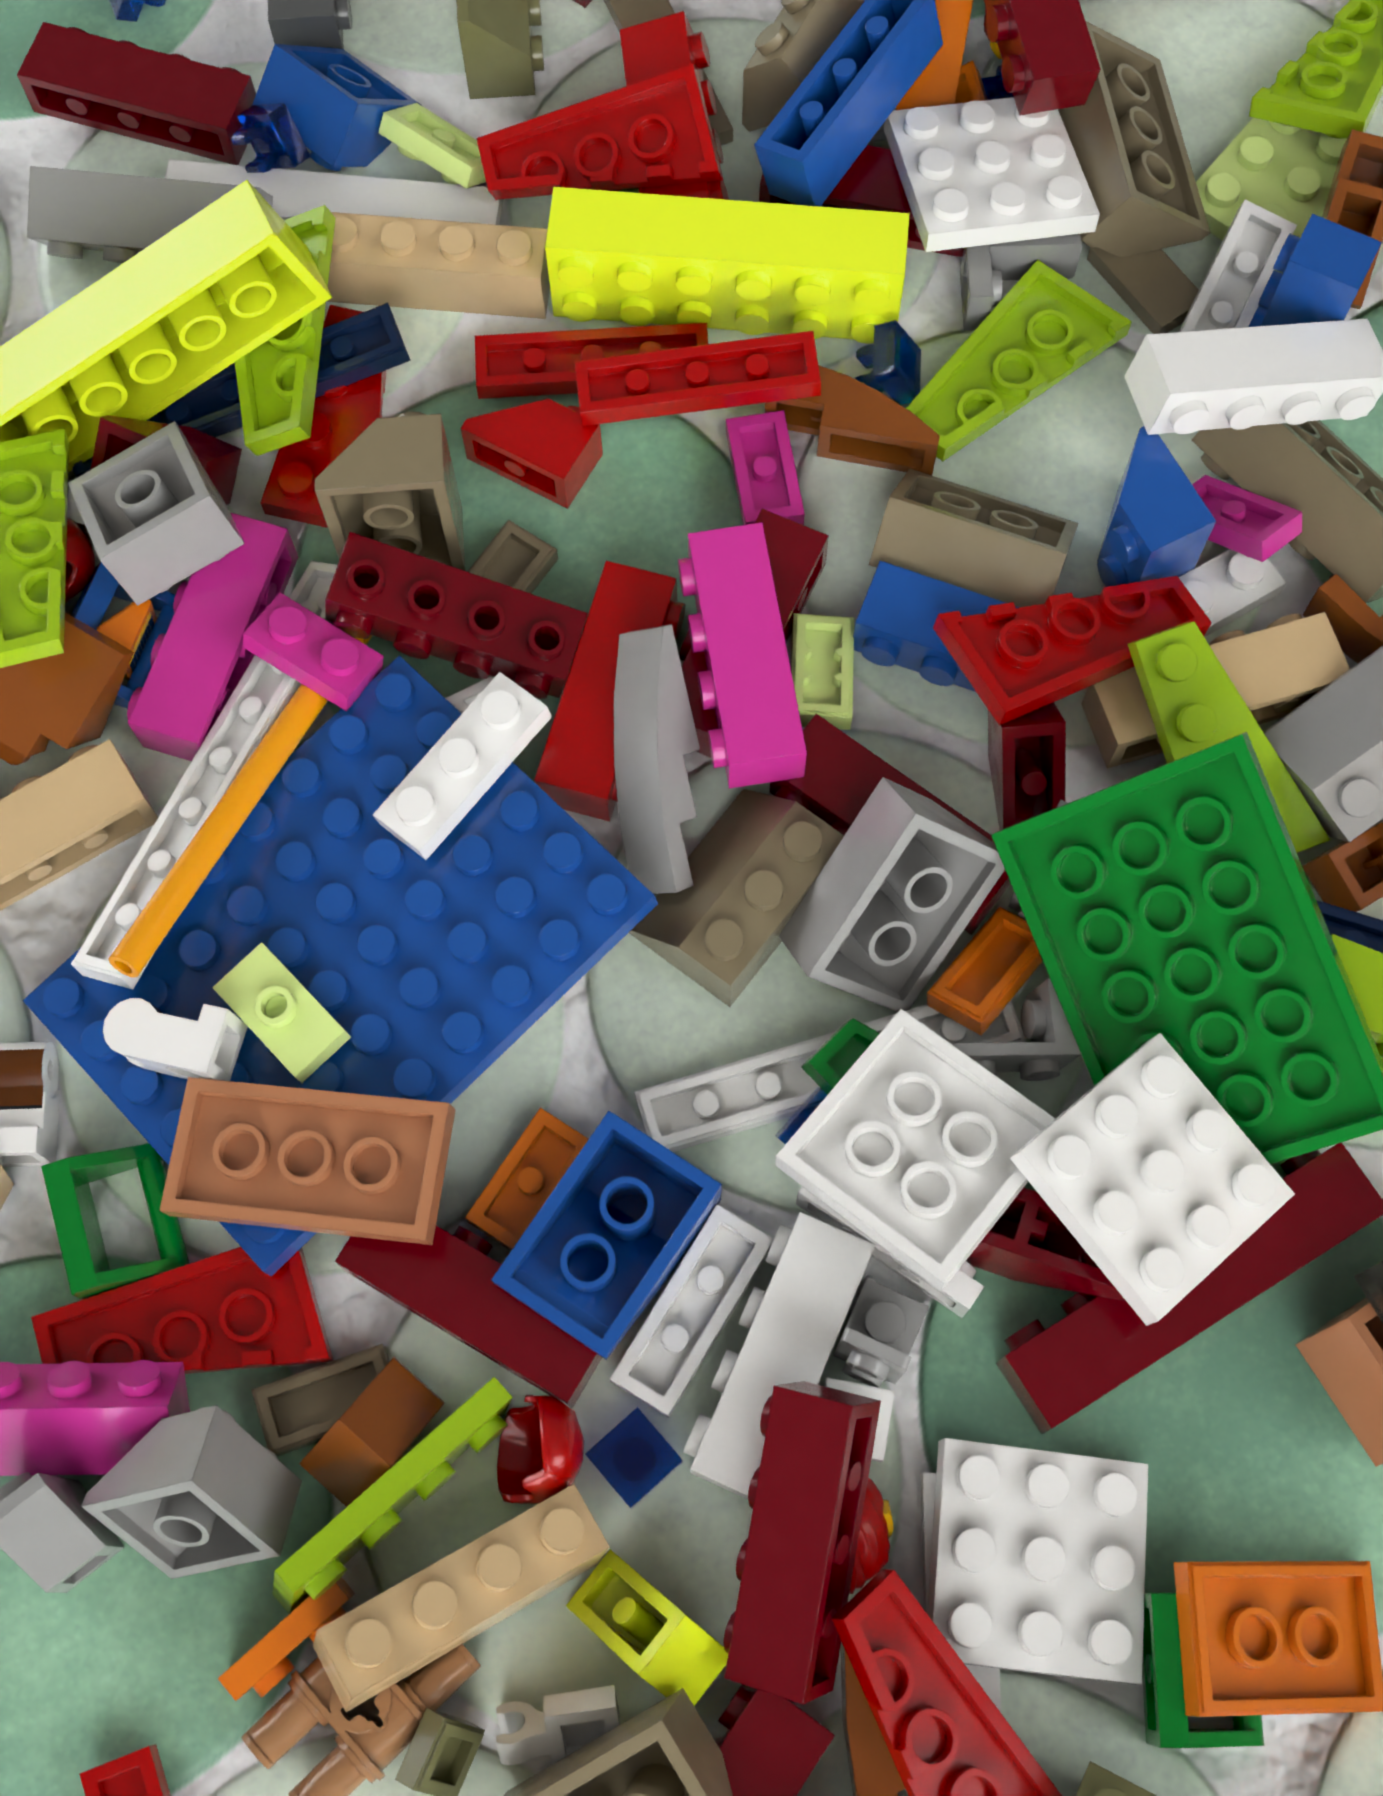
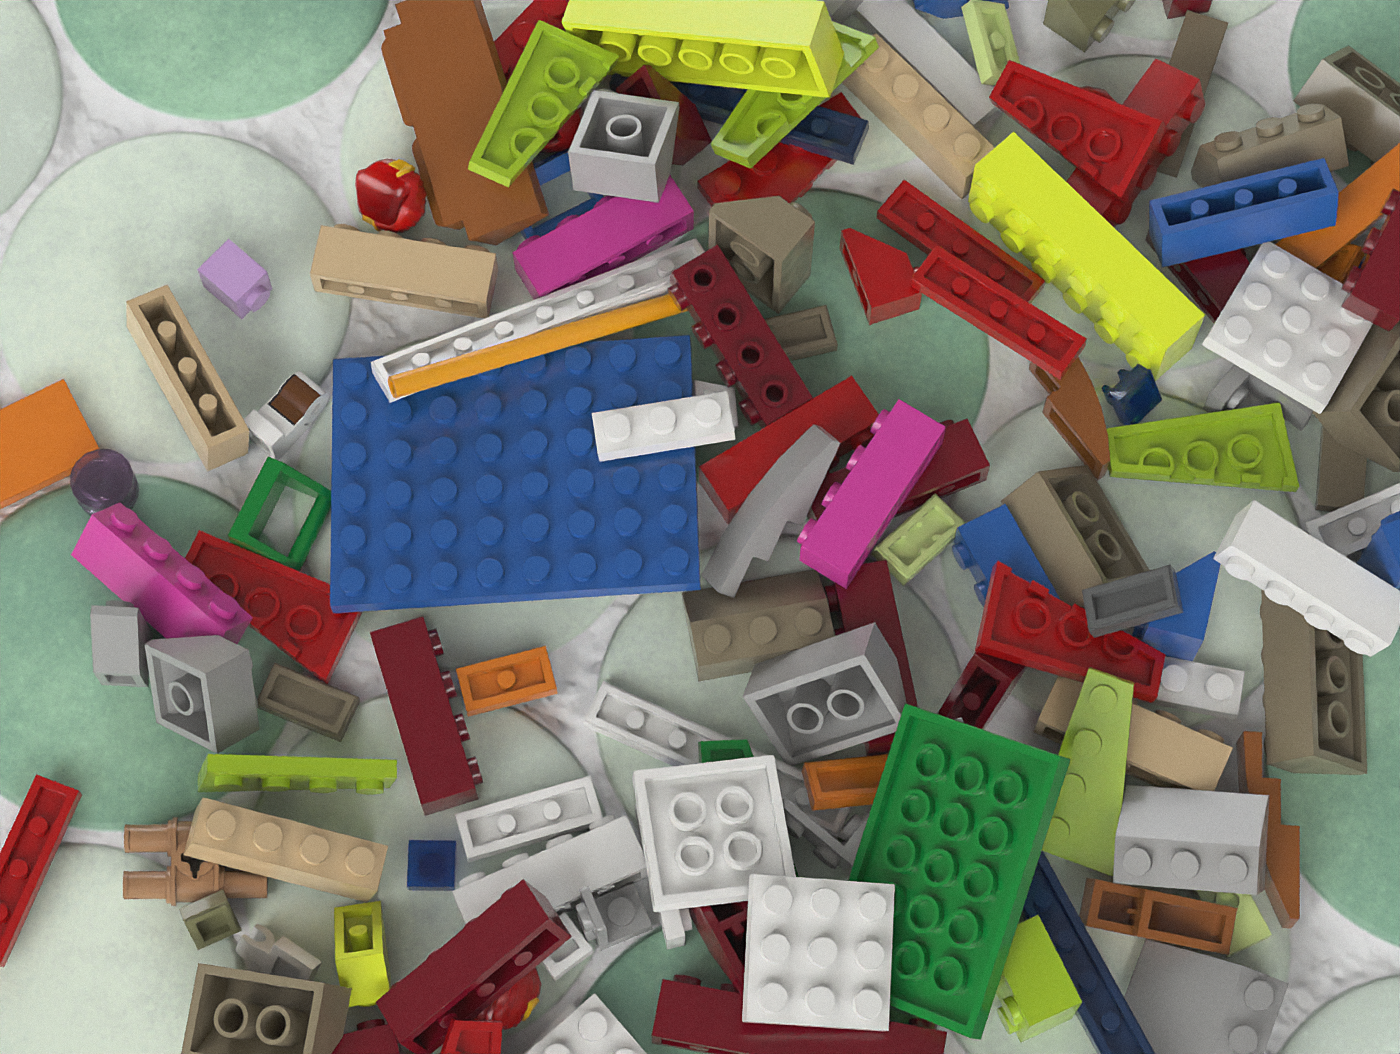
camera: 40 degrees right, 0 degrees up
(131, 629) = (560, 199): orange slope -> none
(175, 1043) = (379, 441): white leg -> none
(267, 1660) = (168, 800): orange plate -> none
(281, 1012) = (453, 479): yellowish green plate -> none
(309, 1160) = (399, 568): nougat plate -> none
(312, 651) = (644, 294): dark pink plate -> none
(372, 1432) = (316, 733): dark orange slope -> none
(539, 1451) = (388, 817): red hair -> none
(609, 1235) = (518, 740): blue slope -> none
(764, 466) = (998, 396): dark pink plate -> none
(1111, 540) = (1132, 601): none -> dark grey tile
(1247, 520) = (1239, 651): dark pink plate -> none

